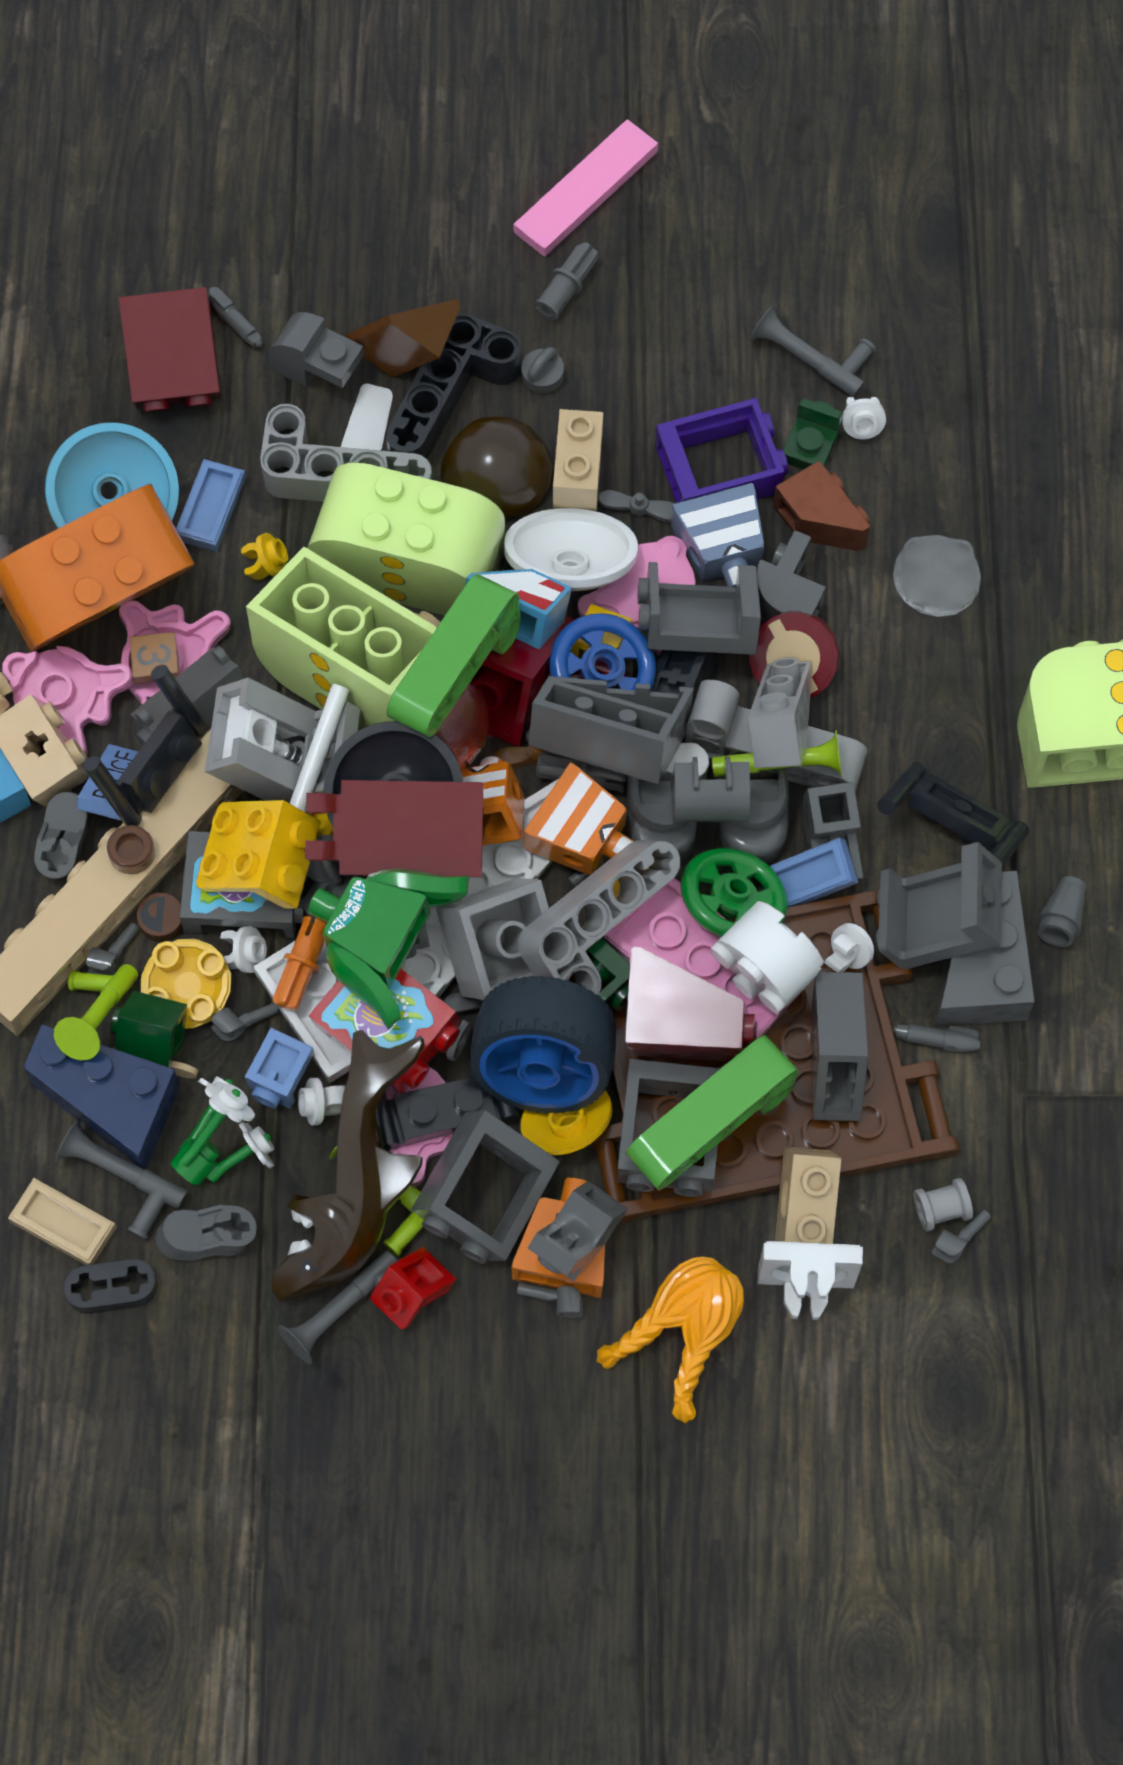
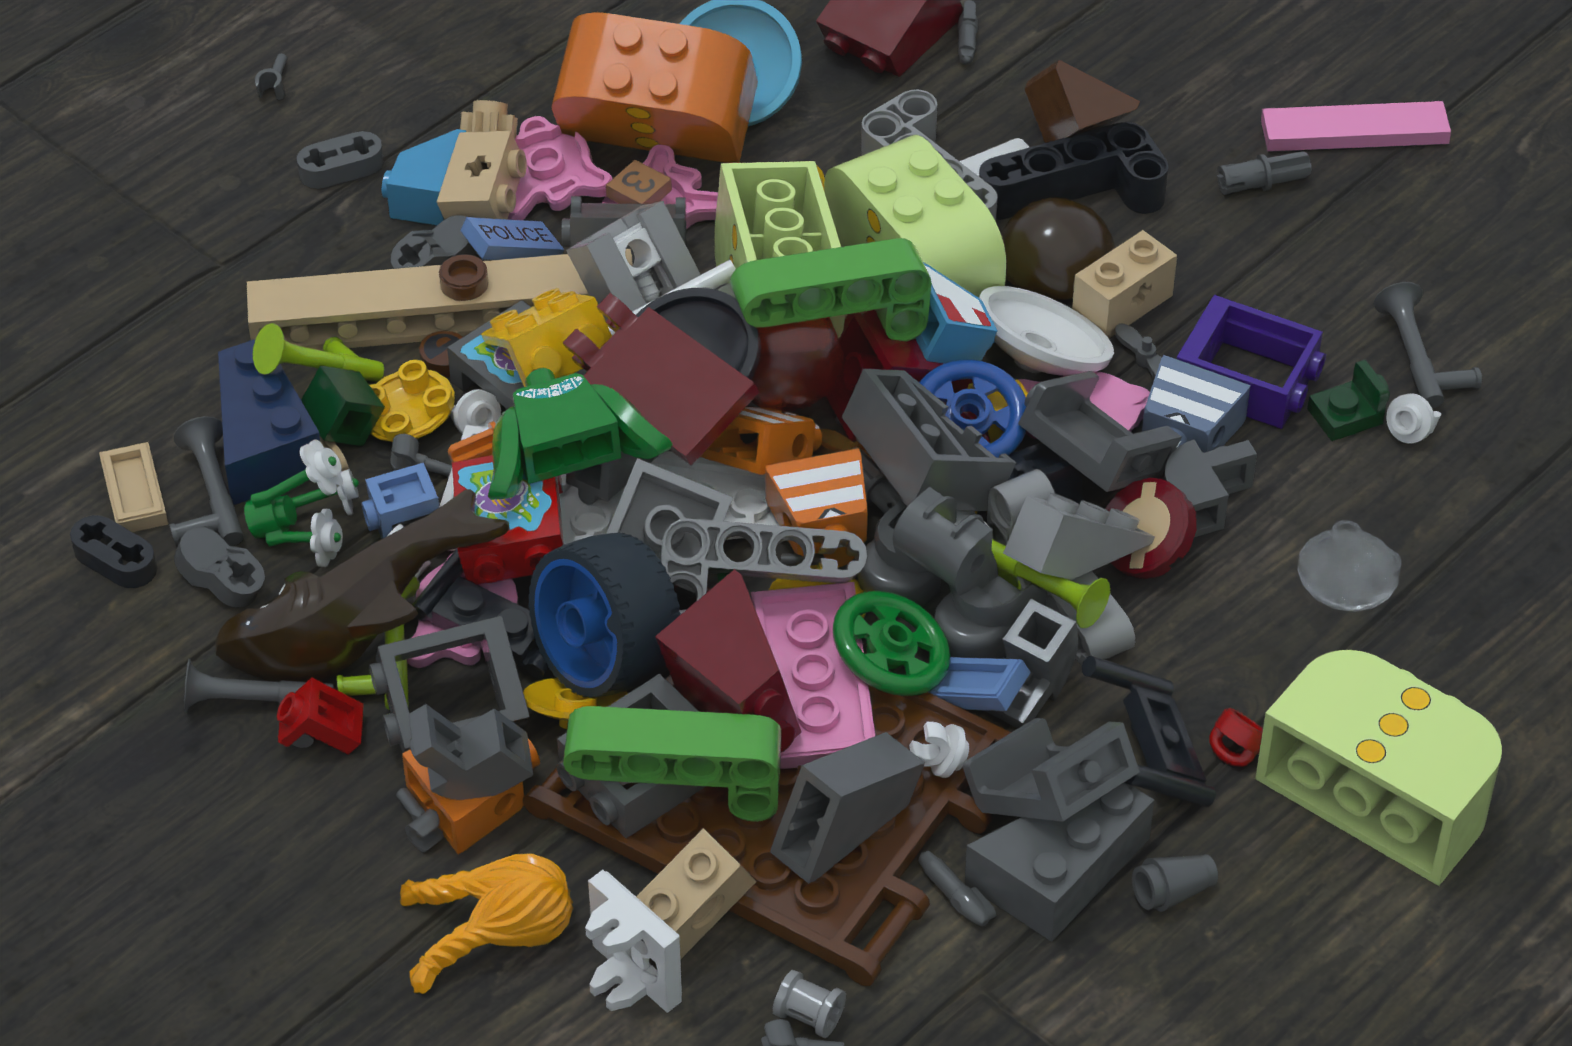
camera: 45 degrees right, 20 degrees down
(106, 962) = (368, 347): dark grey hand -> none
(157, 761) = (543, 231): black plate -> none
(210, 505) = (804, 132): medium blue tile -> none
(311, 349) = (993, 78): dark grey brick -> none
(542, 370) = (1173, 216): dark grey tile -> none
(767, 957) = (851, 680): white brick -> none
(818, 507) = (1293, 452): copper slope -> none
(997, 763) = (1240, 730): none -> red tile

